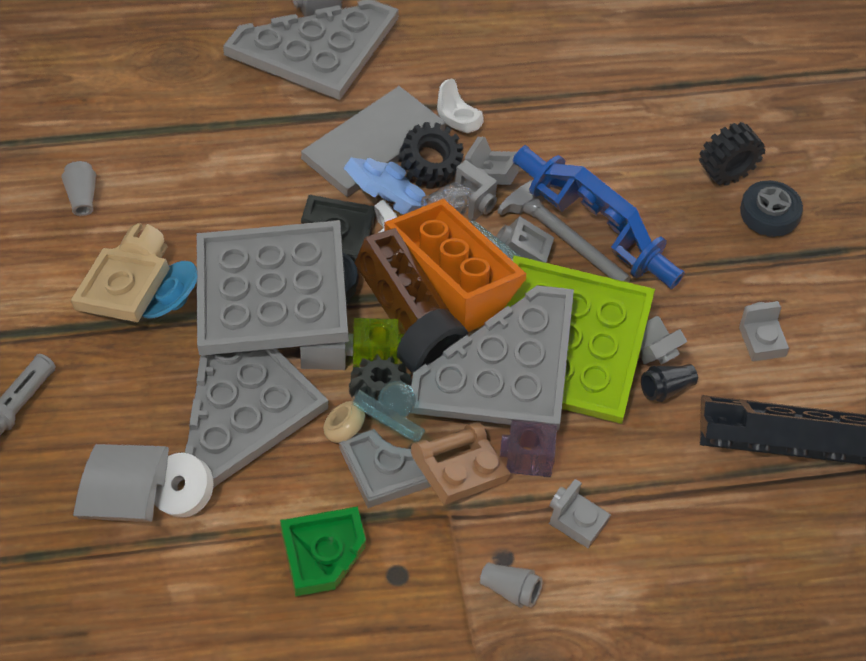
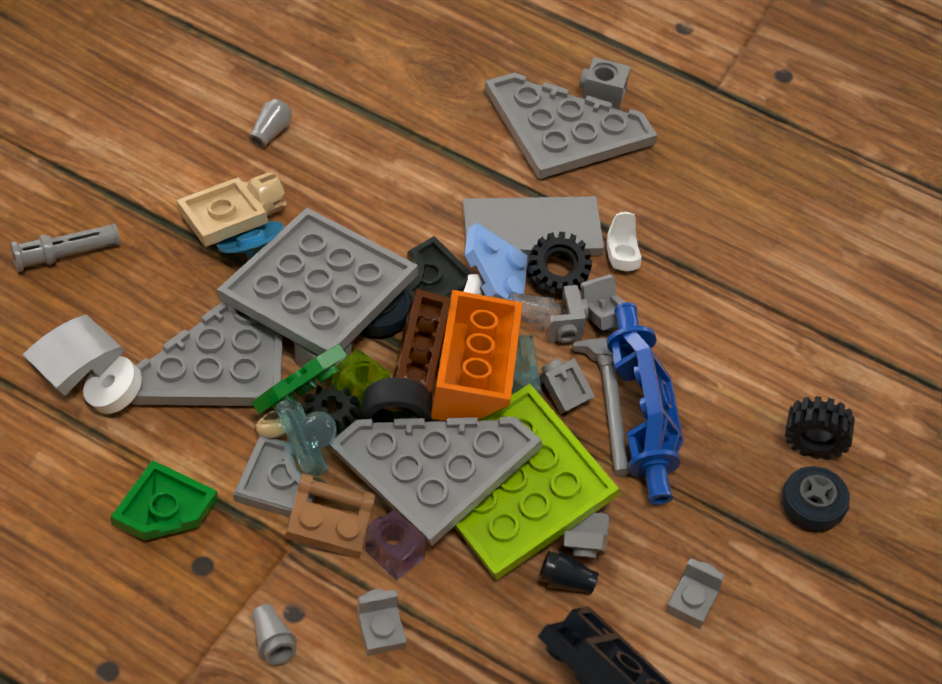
camera: 40 degrees right, 0 degrees up
(341, 371) = (302, 380): none -> green plate

